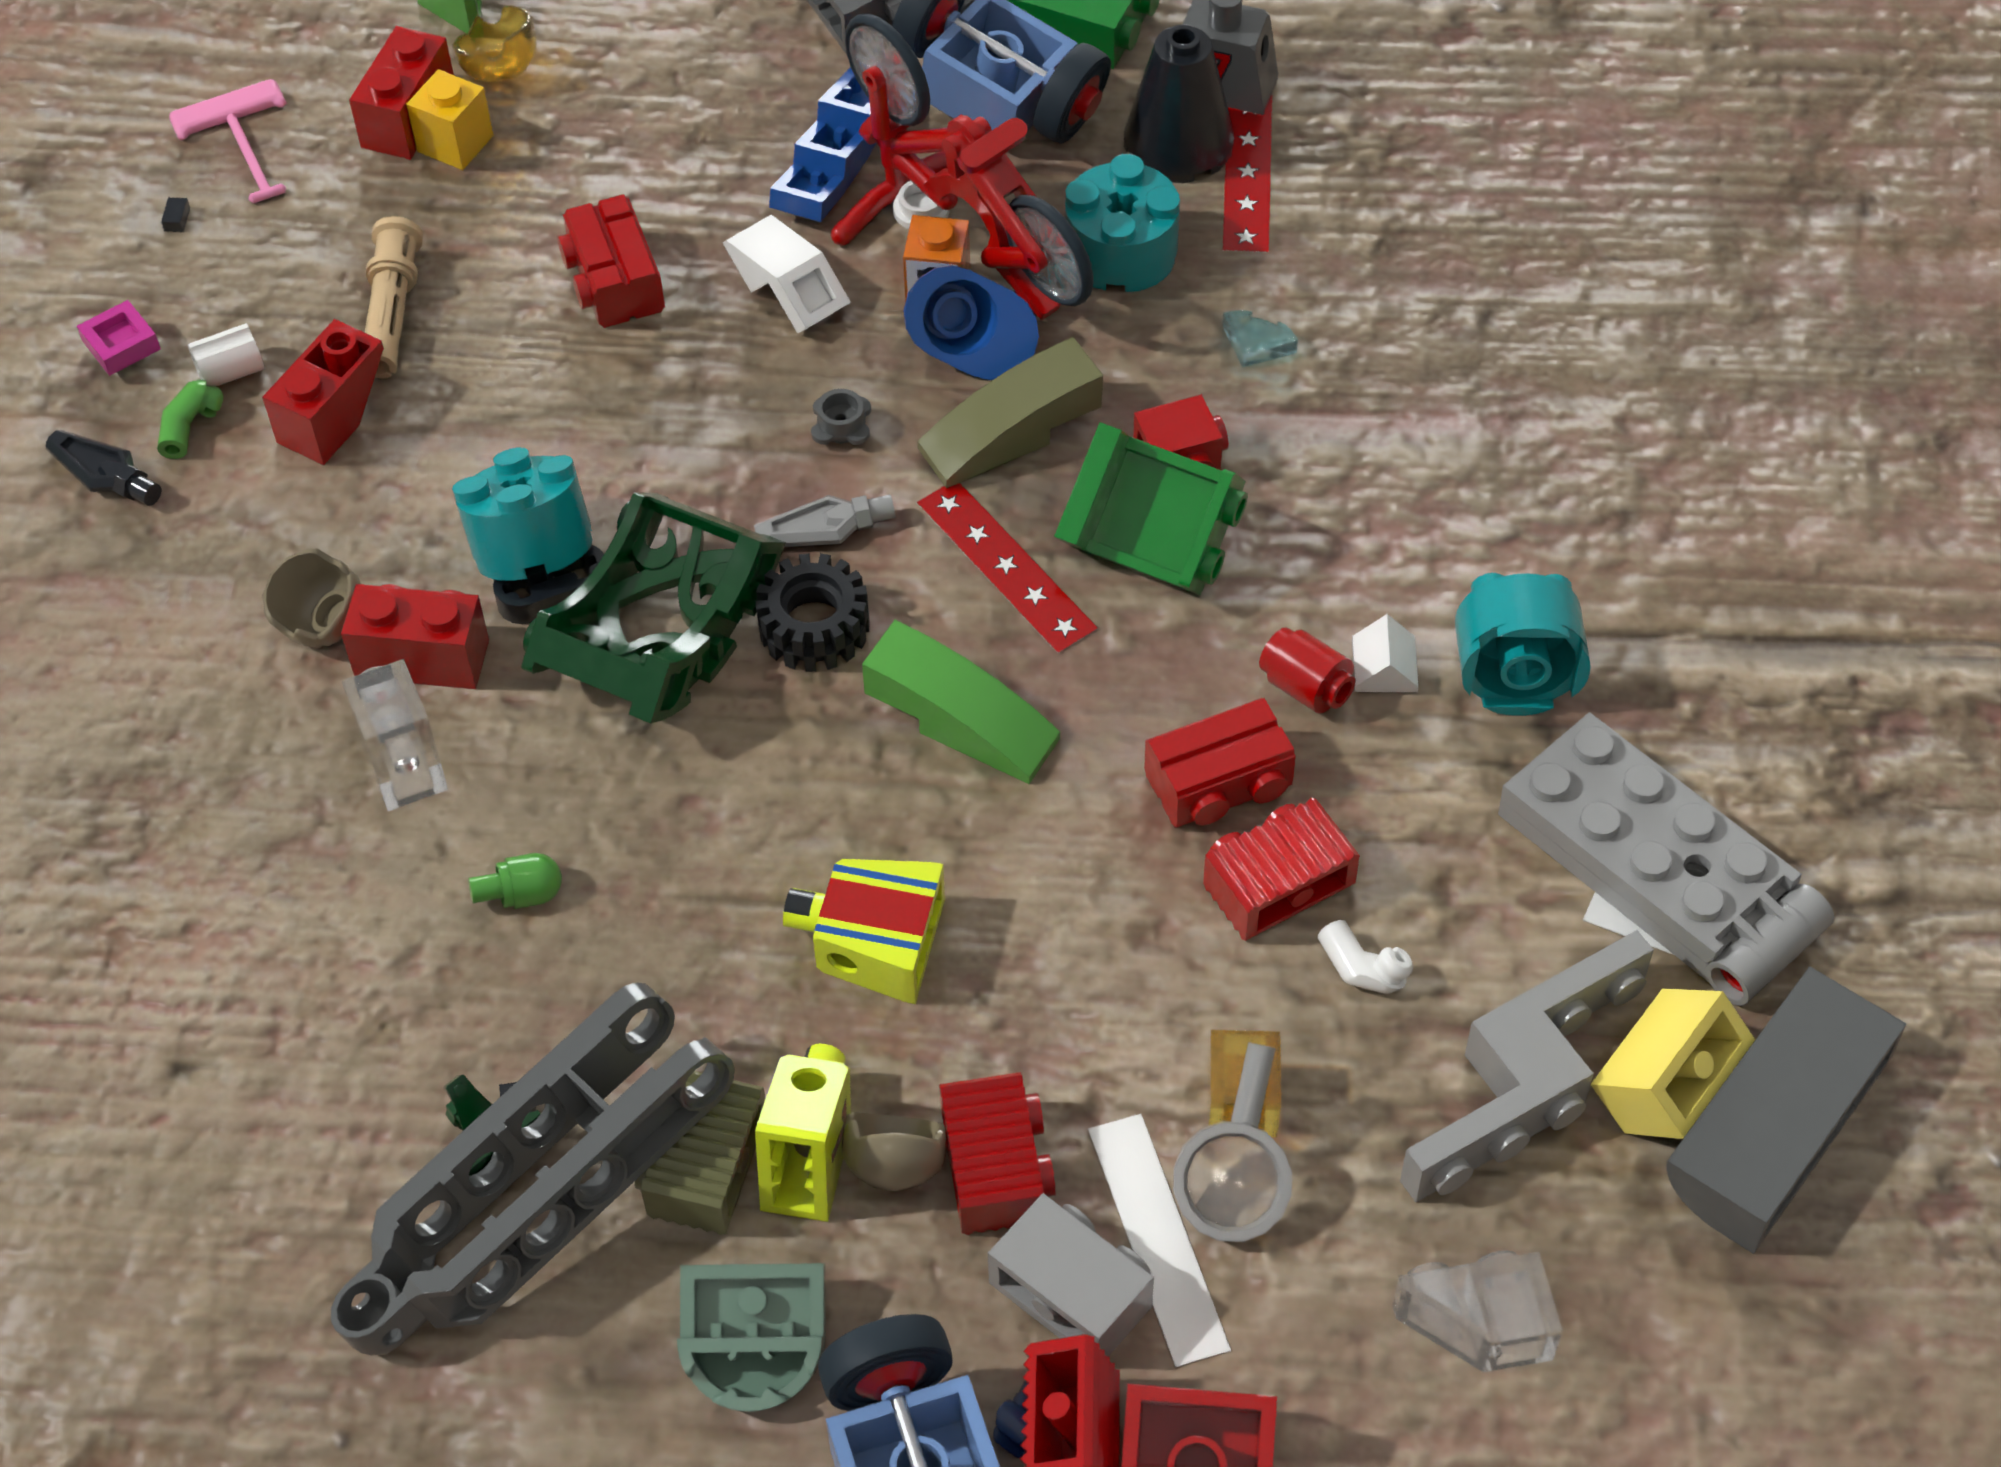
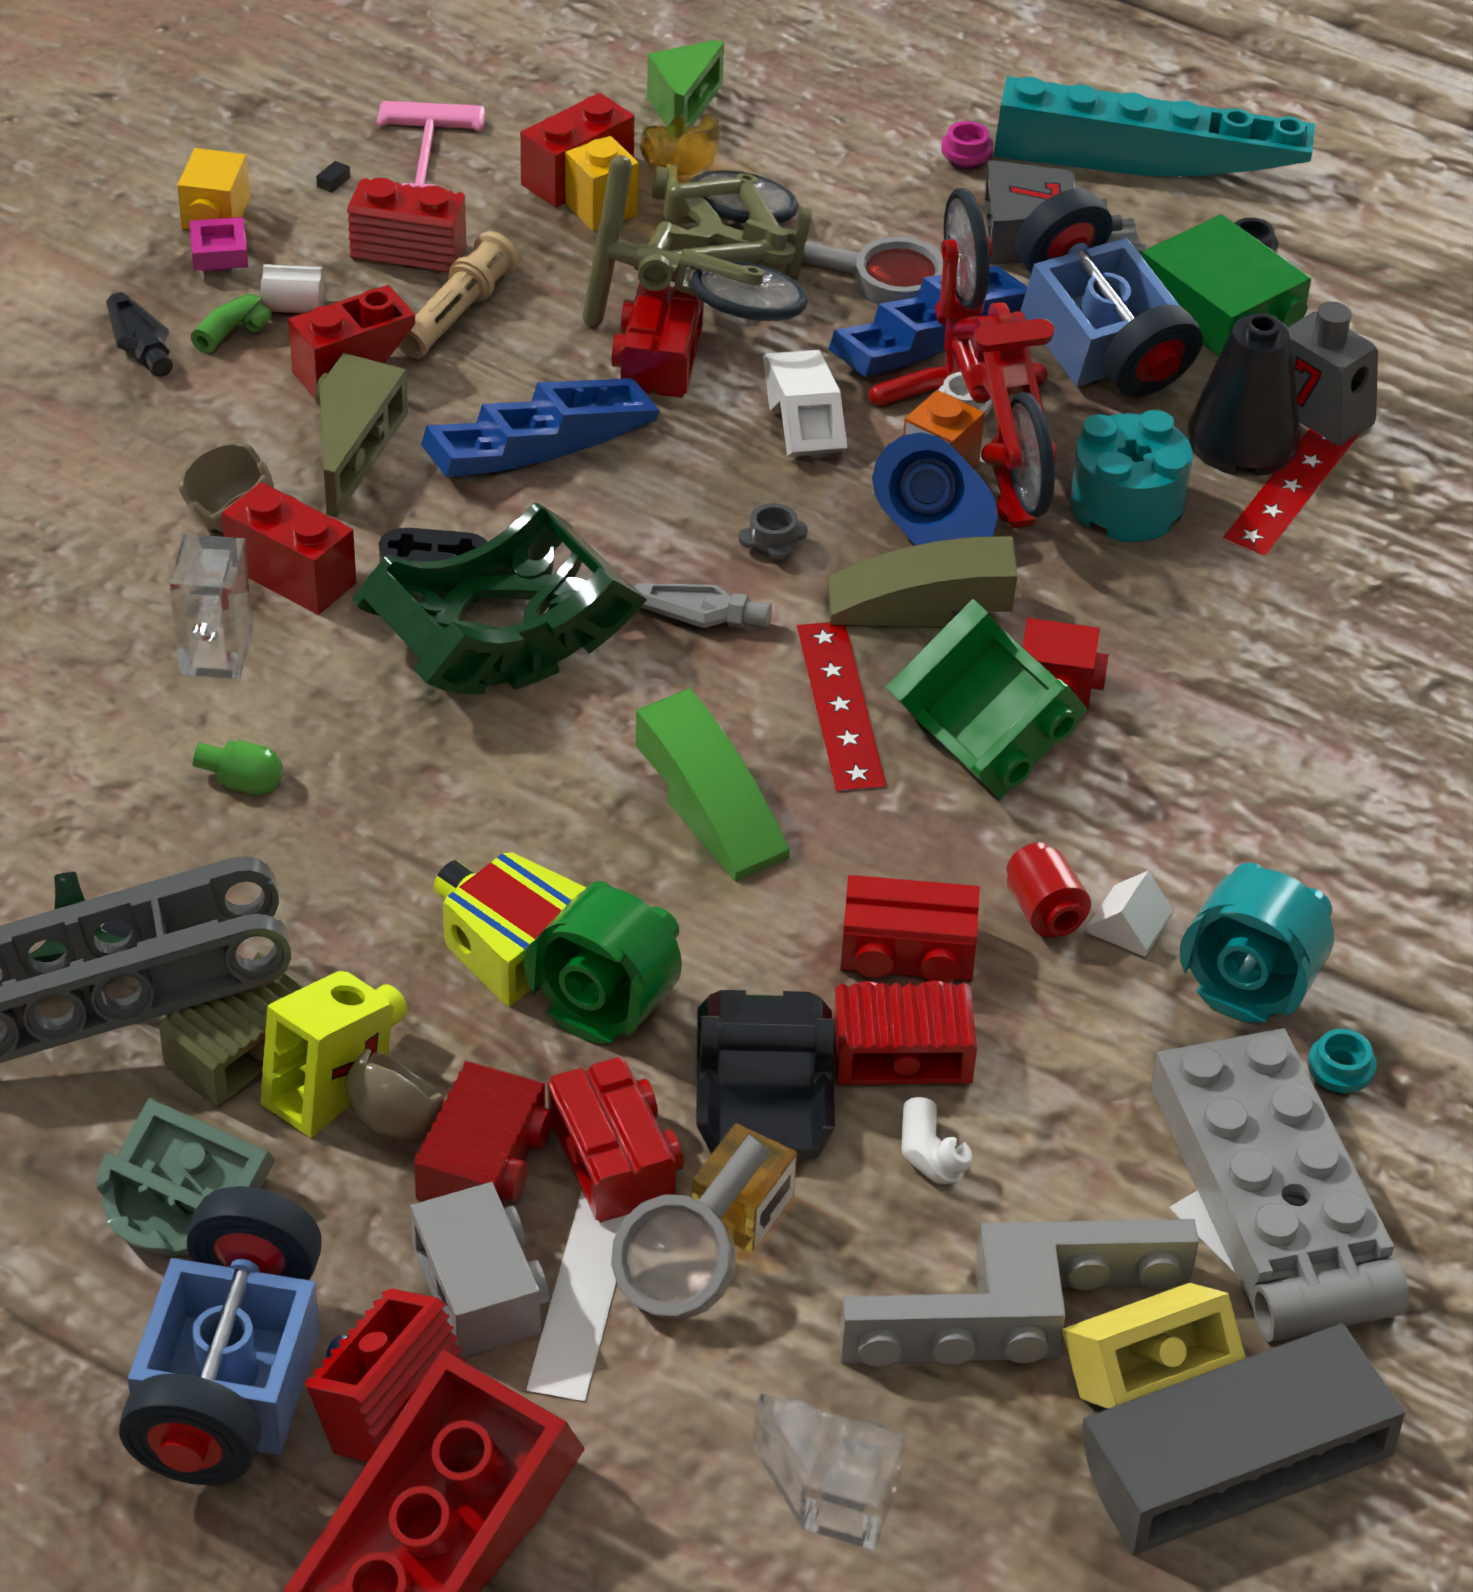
camera: 25 degrees right, 10 degrees down
(74, 280) = (213, 186): none -> yellow brick
(295, 241) = (407, 224): none -> red brick
(381, 472) = (360, 413): none -> olive slope
(524, 514) = (438, 487): teal brick -> none
(569, 393) = (554, 424): none -> blue slope
(610, 81) = (731, 277): none -> olive piece
(767, 98) = (882, 269): none -> light grey piece
(810, 584) = (632, 643): black tyre -> none
(995, 928) = (605, 963): none -> green brick
(1104, 1092) = (613, 1137): none -> red brick
(1187, 959) = (766, 1068): none -> black shield
(1256, 338) = (1201, 618): clear light blue tile -> none
(1645, 704) = (1342, 1061): none -> teal plate

